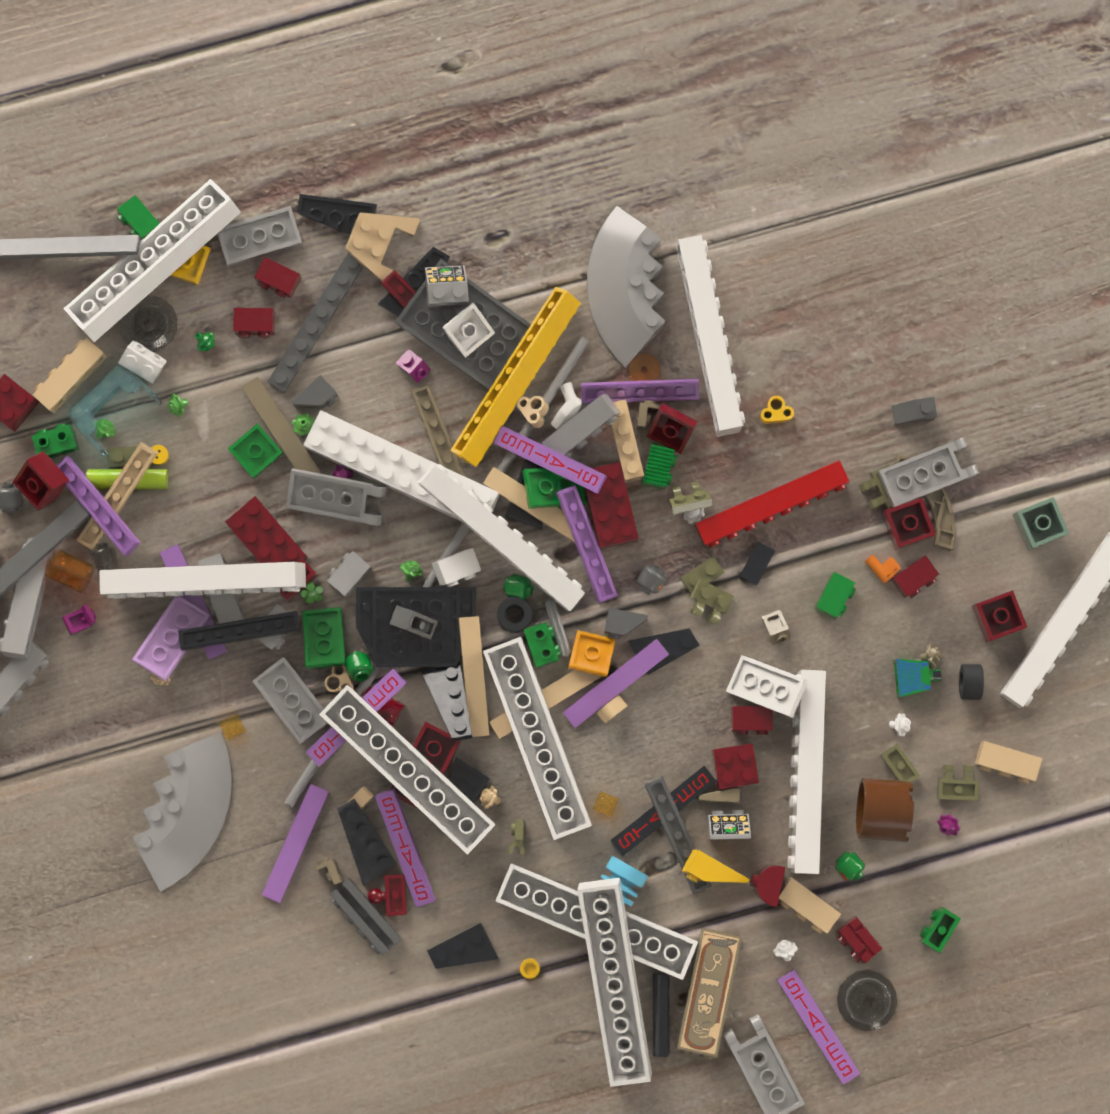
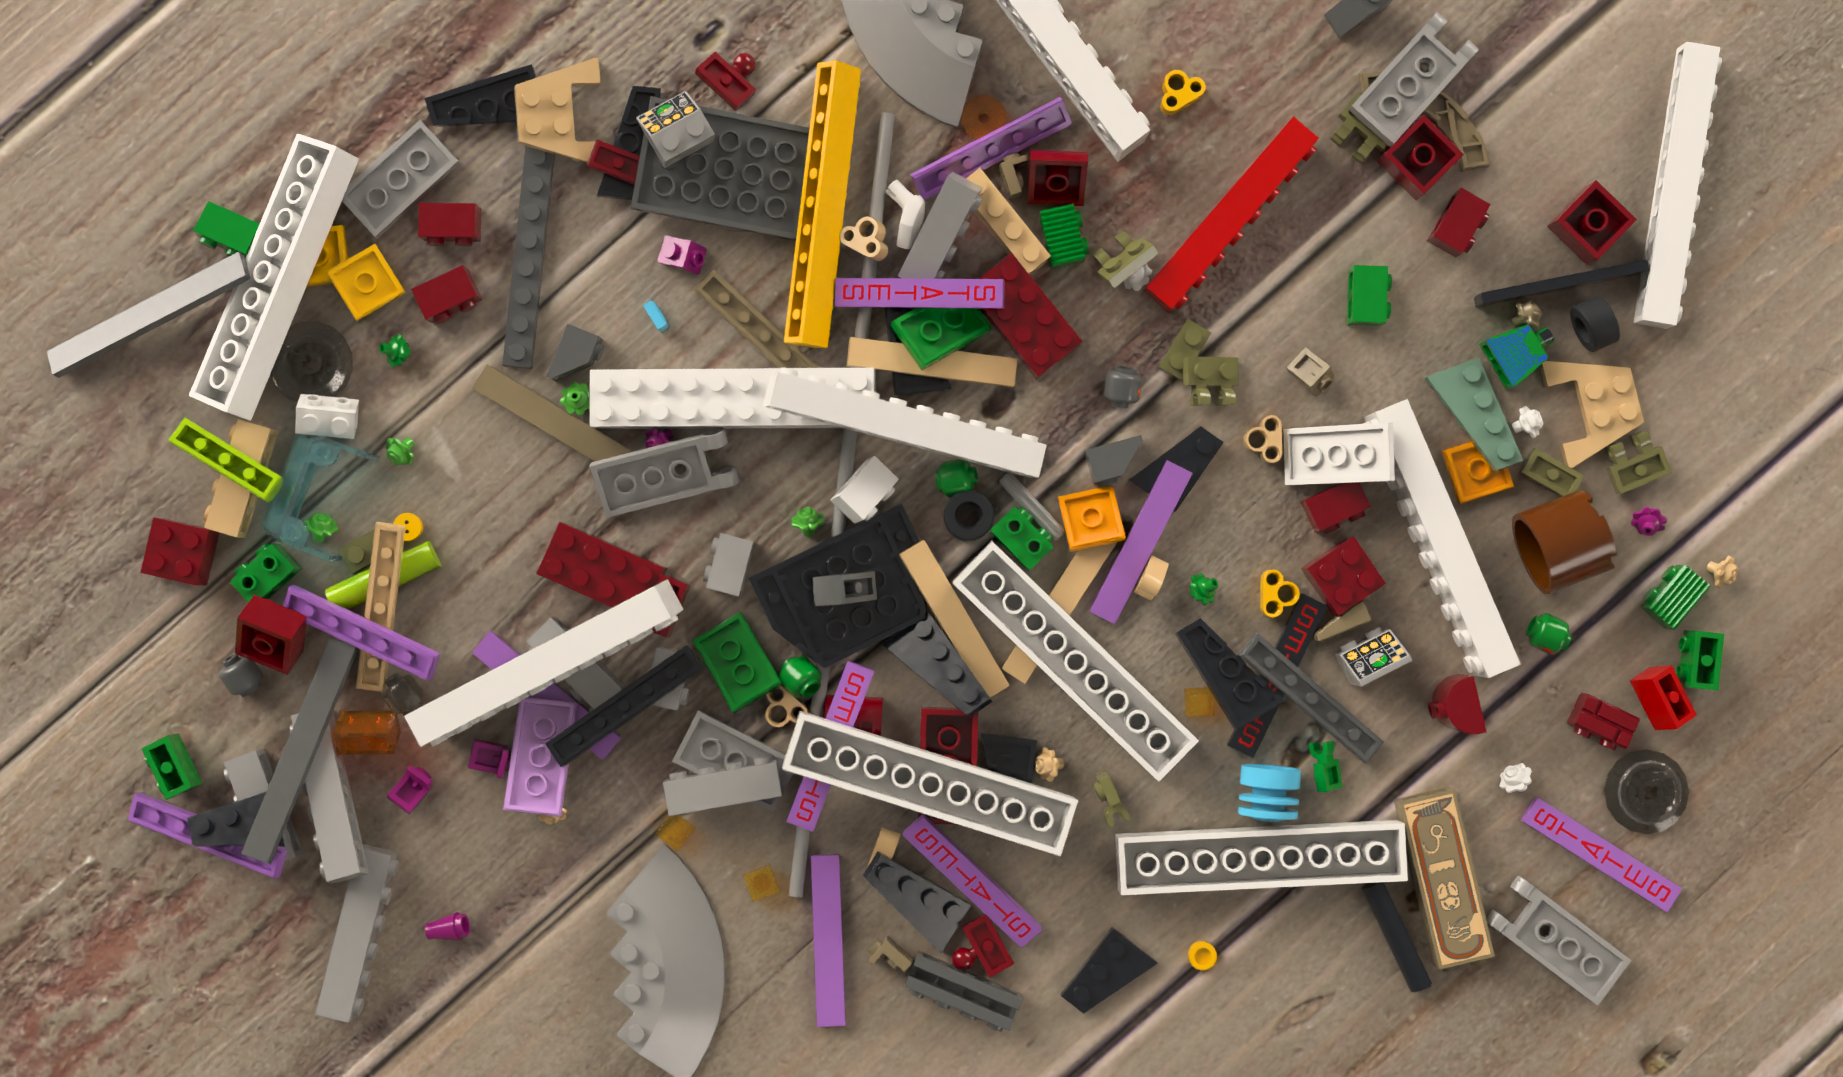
camera: 25 degrees left, 5 degrees up
(59, 719) = (449, 927): none -> magenta cone
(67, 359) = (226, 460): none -> lime brick
(138, 623) = (489, 757): none -> magenta bracket
(207, 290) = (365, 282): none -> yellow tile
(255, 451) = (531, 462): green plate -> none
(271, 785) = (761, 883): none -> clear yellow plate
(276, 712) = (723, 787): none -> light grey brick
(312, 593) = (694, 610): bright green plant -> none
(378, 396) = (656, 316): none -> medium azure tile
(468, 330) = (732, 173): white slope -> none
(495, 271) = (727, 80): none -> dark red plate
(586, 544) = (1018, 380): medium lavender tile -> none
(614, 982) = (1323, 925): white brick -> none
(632, 803) = (1233, 684): none -> black wing
(641, 732) = (1203, 588): none -> green plant
(666, 887) = (1327, 770): none -> green plate
(683, 756) = (1269, 593): none -> yellow piece
(705, 868) = (1372, 725): yellow slope -> none
(731, 658) = (1271, 439): none -> tan piece
(757, 563) = (1247, 301): black tile -> none
(808, 906) = (1521, 709): tan brick -> none
(854, 739) = (1472, 474): none -> light orange tile
(870, 696) = (1475, 406): none -> sand green wing
(883, 571) = (1415, 233): orange piece -> none
(904, 942) = (1663, 697): none -> red brick
(943, 881) = (1674, 596): none -> green brick
(957, 736) = (1605, 400): none -> tan wing
(963, 646) = (1561, 283): none -> black tile
(982, 881) = (1724, 572): none -> tan plant
(1008, 762) = (1687, 405): tan brick -> none
(1040, 523) = (1589, 77): sand green brick -> none

